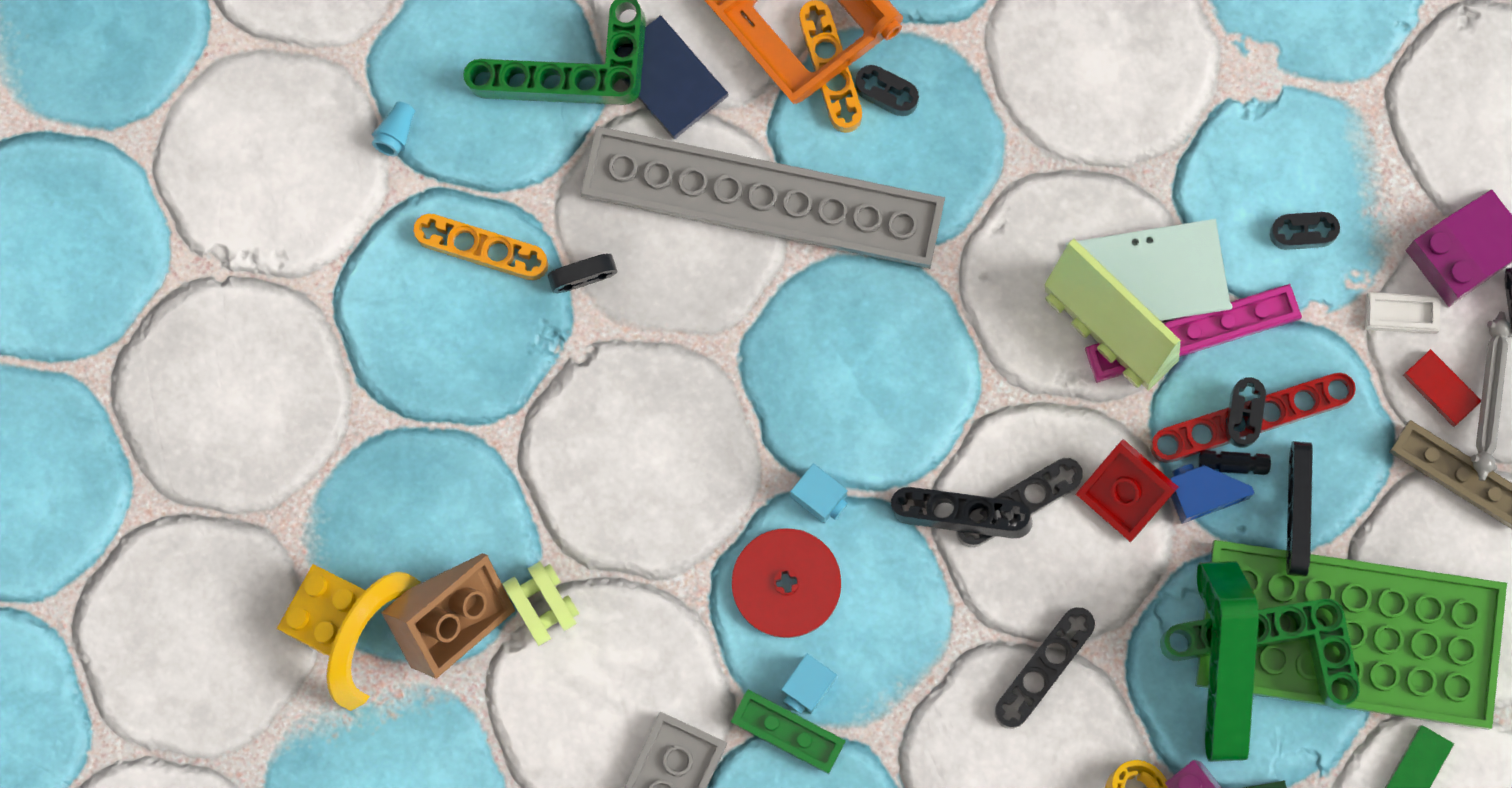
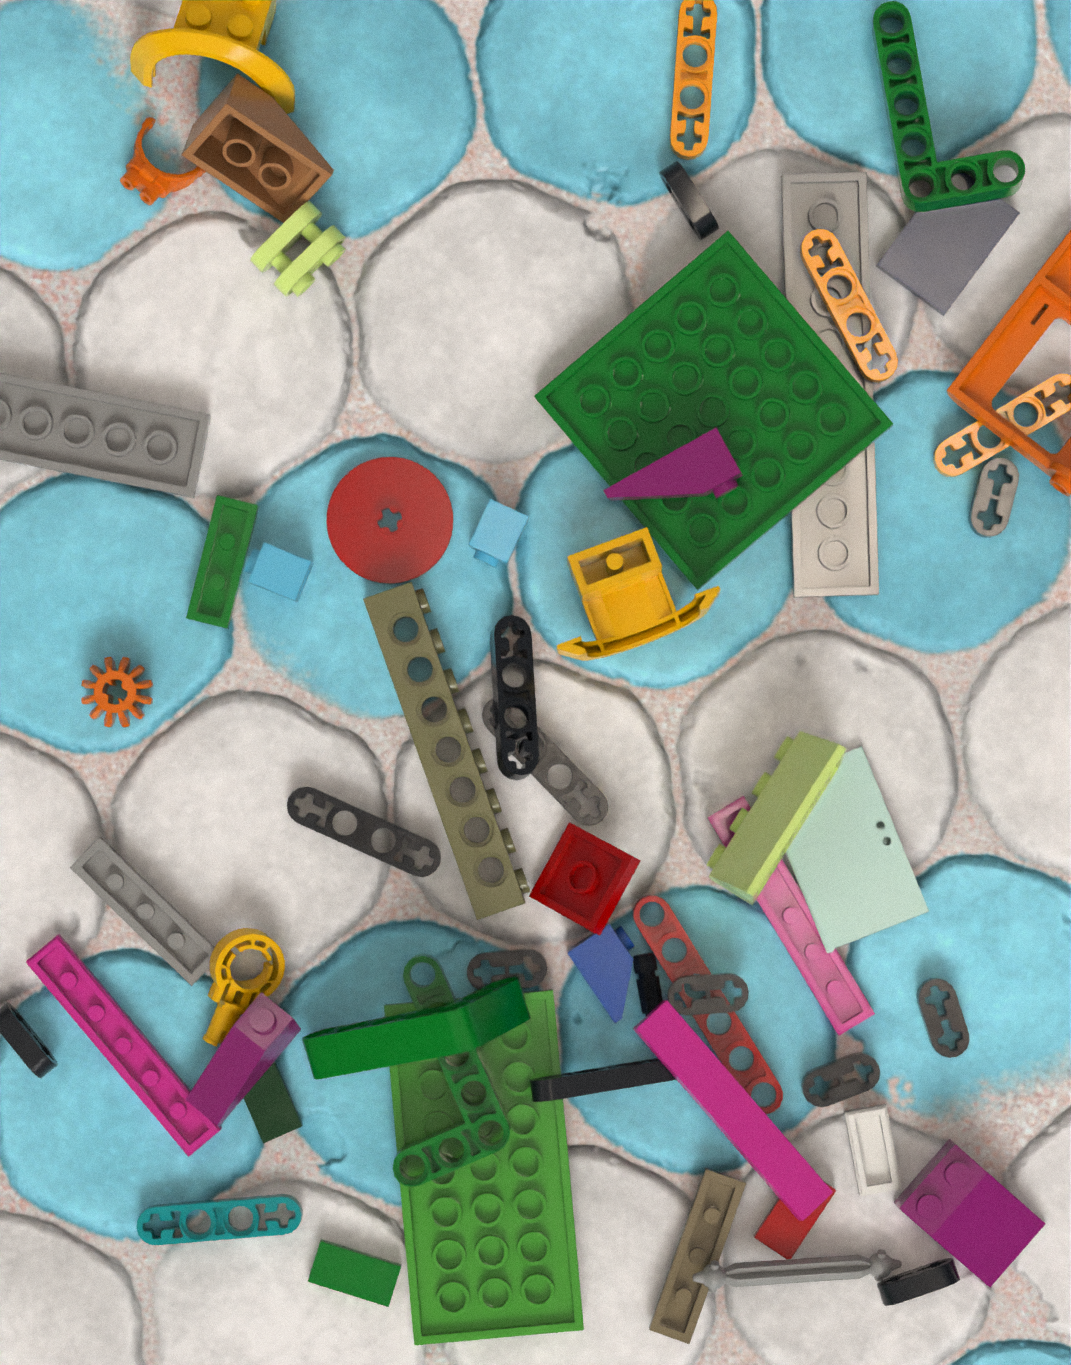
camera: 75 degrees right, 10 degrees up
(446, 716) = (148, 179): none -> orange helmet
(701, 158) = (843, 308): none -> light orange beam
(762, 293) = (726, 356): none -> green plate
(809, 318) = (689, 471): none -> magenta slope
(899, 399) = (627, 597): none -> yellow piece
(1123, 578) = (384, 612): none -> olive brick
(1179, 574) = (507, 958): none -> black beam
(1330, 327) = (844, 1089): none -> black beam
(1347, 414) = (732, 1110): none -> dark pink tile

